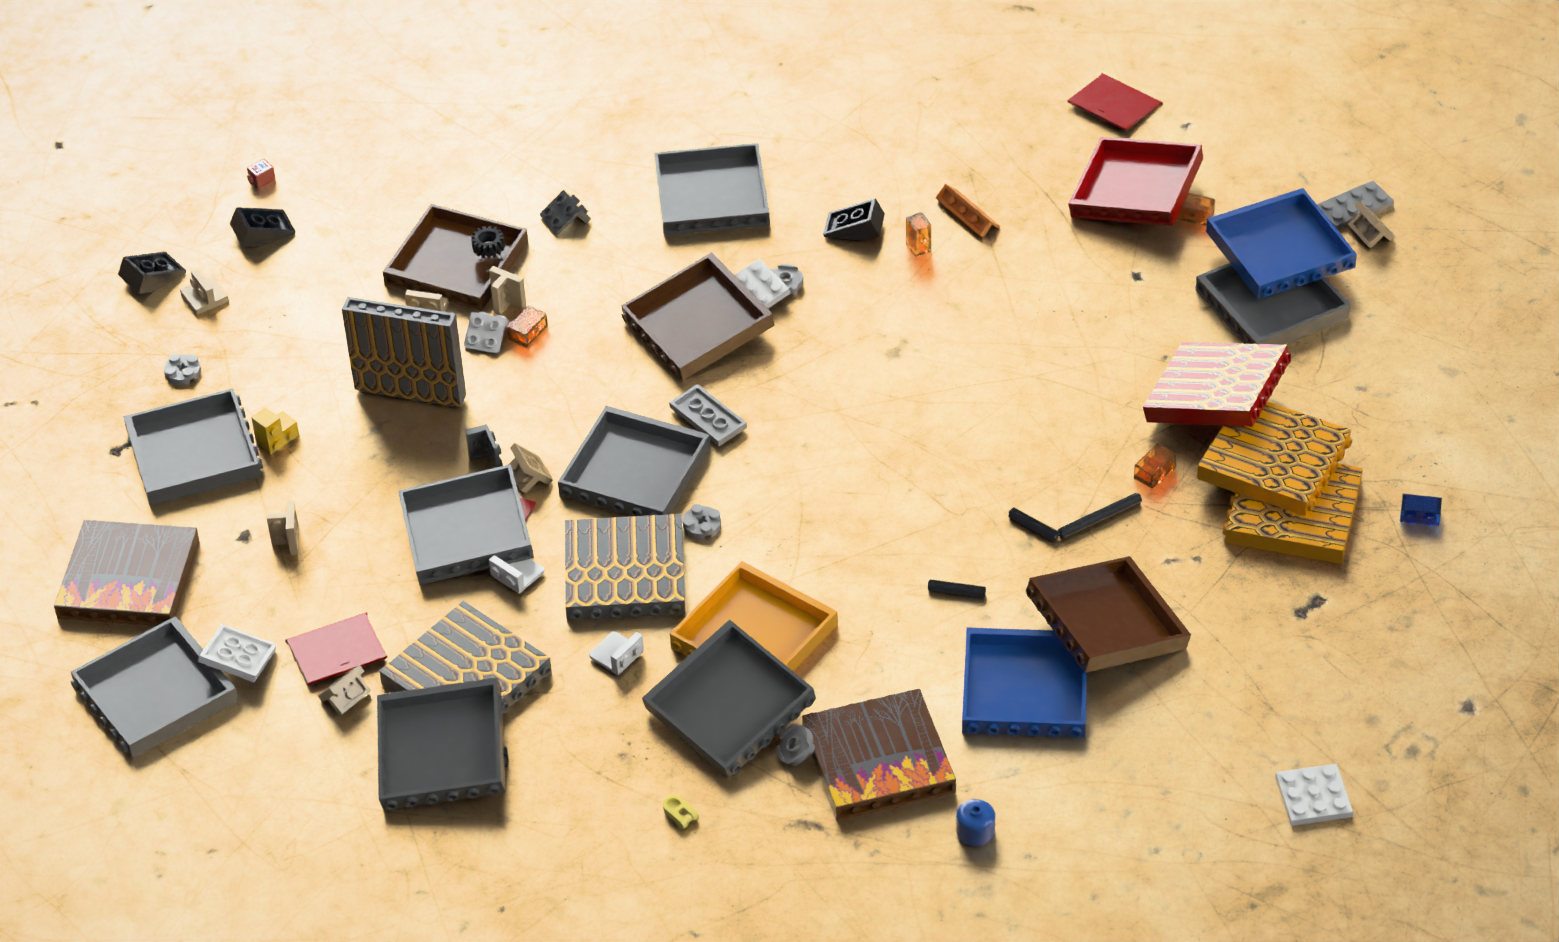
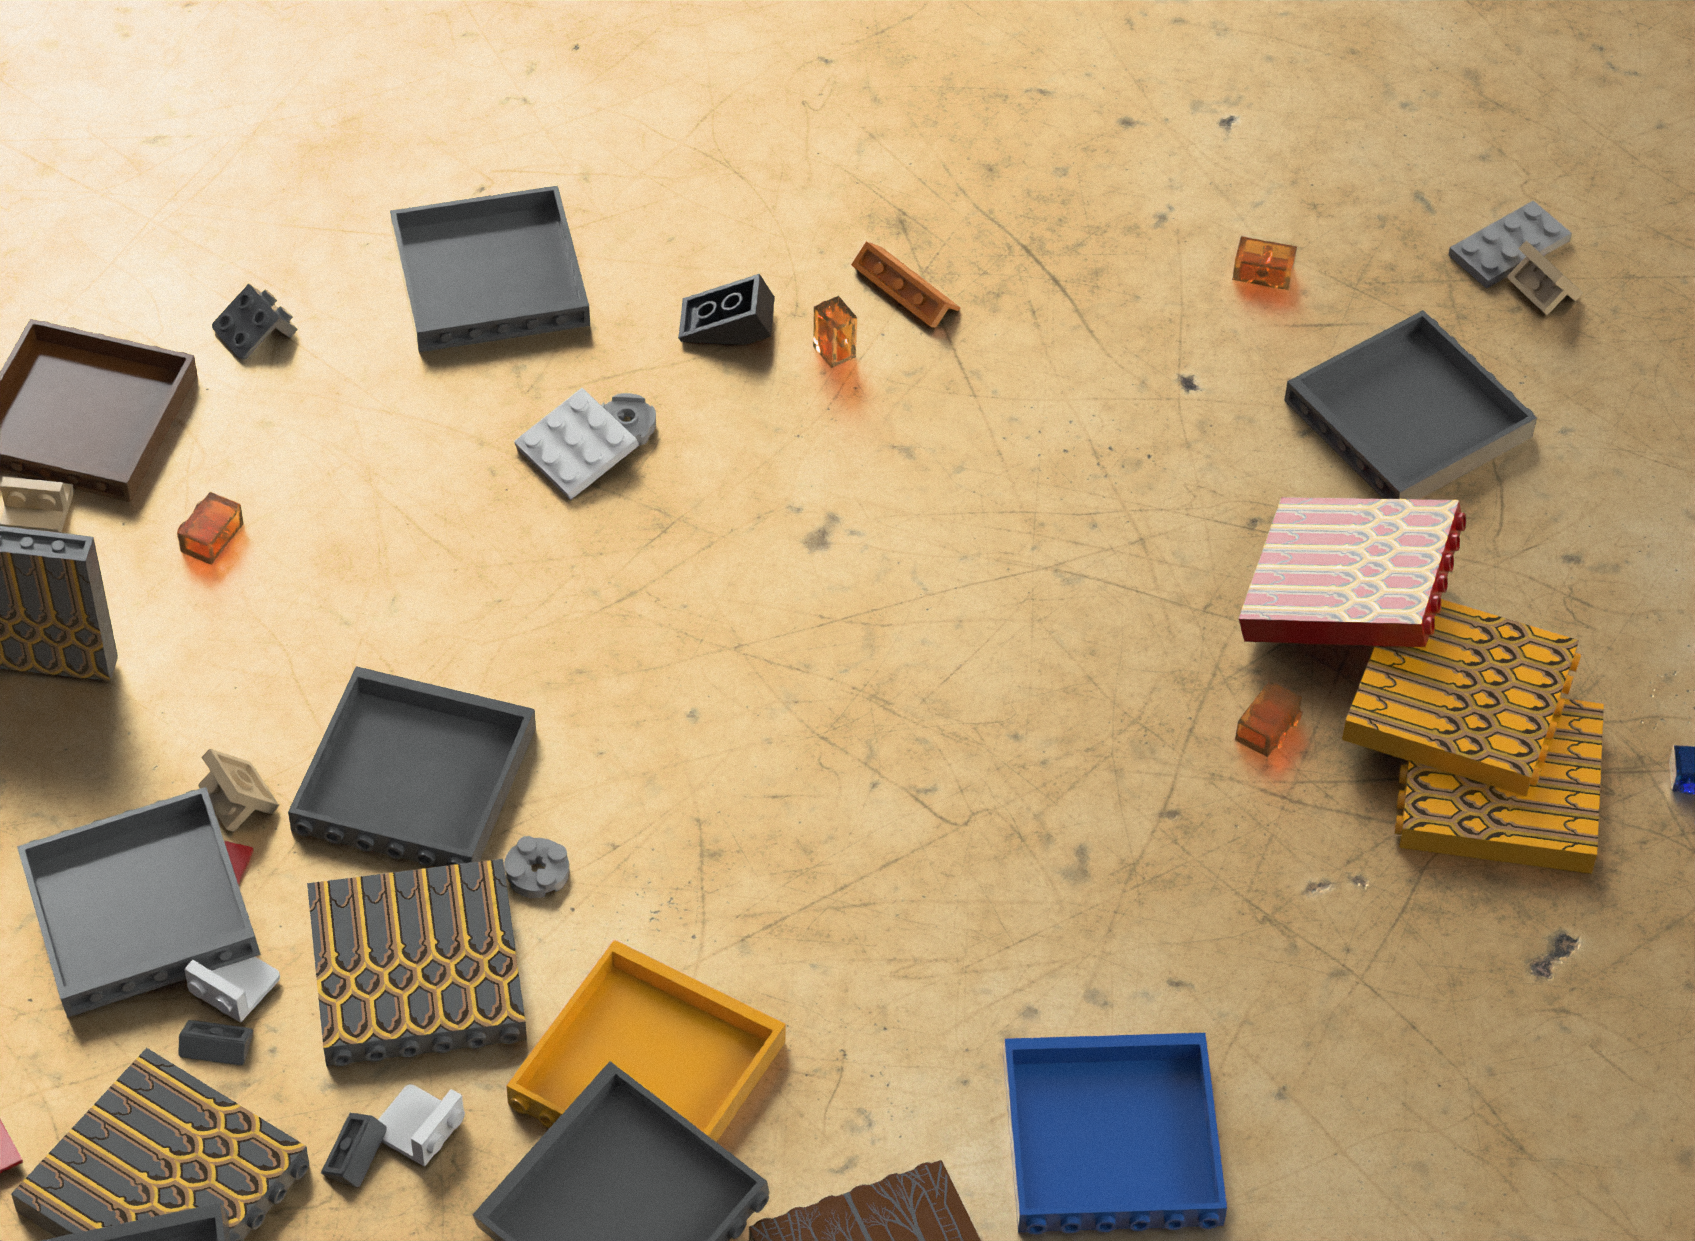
camera: 10 degrees left, 5 degrees up
(482, 444) = (153, 748): dark grey bracket -> none
(485, 332) = (141, 543): white bracket -> none
(490, 235) = (134, 395): black tyre -> none
(503, 603) = (214, 1042): none -> dark grey slope
(506, 290) = (169, 466): tan bracket -> none
(578, 663) = (354, 1149): none -> dark grey slope
(697, 316) = (490, 495): panel -> none
(708, 414) = (526, 670): light grey plate -> none
(956, 588) = (975, 962): black axle -> none
(1033, 524) = (1086, 835): black axle -> none
(1099, 515) = (1191, 813): black axle -> none
(1107, 614) = (1234, 999): reddish brown panel -> none
(1114, 101) = (1111, 87): red piece -> none
(1136, 181) = (1168, 222): panel -> none
(1281, 243) = (1414, 319): blue panel -> none

